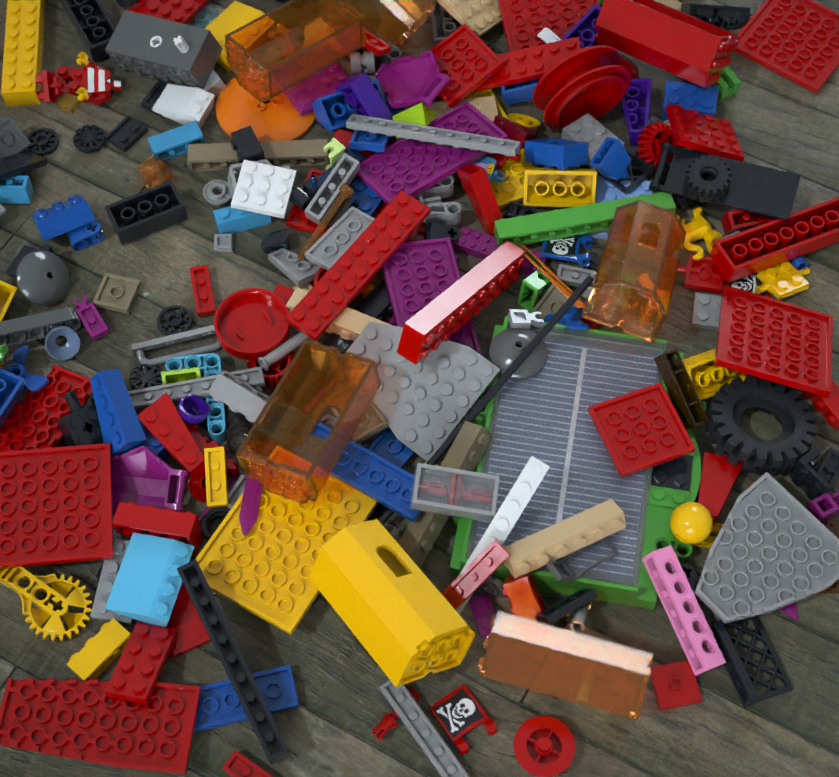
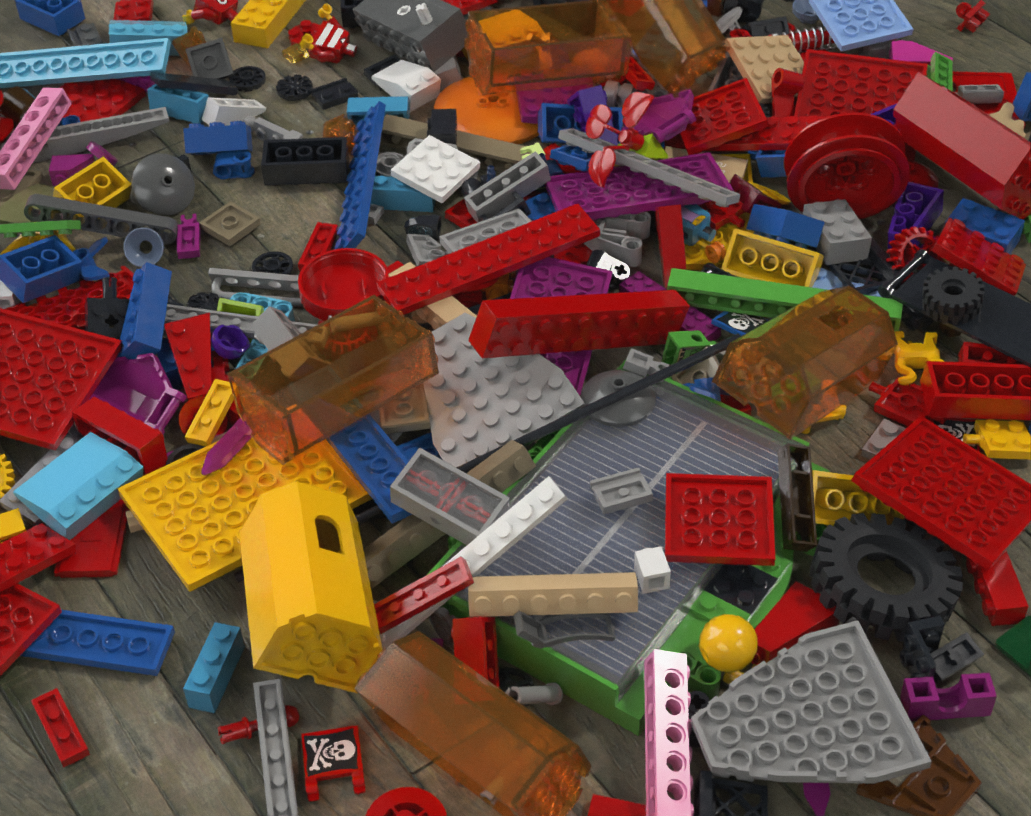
camera: 25 degrees right, 15 degrees down
(50, 85) = (282, 32): red hips -> none
(52, 182) = (229, 110): none -> white slope
(100, 193) = (268, 131): none -> light grey plate
(204, 218) = (361, 178): none -> blue plate
(233, 662) = (106, 595): black brick -> none
(340, 684) = (214, 667): none -> dark azure brick
(344, 193) = (515, 190): clear orange piece -> none
(376, 106) = (633, 110): none -> red plant
(491, 18) = (784, 87): none -> red door
(513, 191) = (715, 252): none -> orange bush
(550, 275) = (704, 334): orange sticker -> none
(563, 433) = (621, 491): none -> light grey plate
(566, 606) = (520, 676): black plate -> none
(611, 159) = (845, 248): blue torso -> none
(618, 488) = (652, 569): none -> white brick

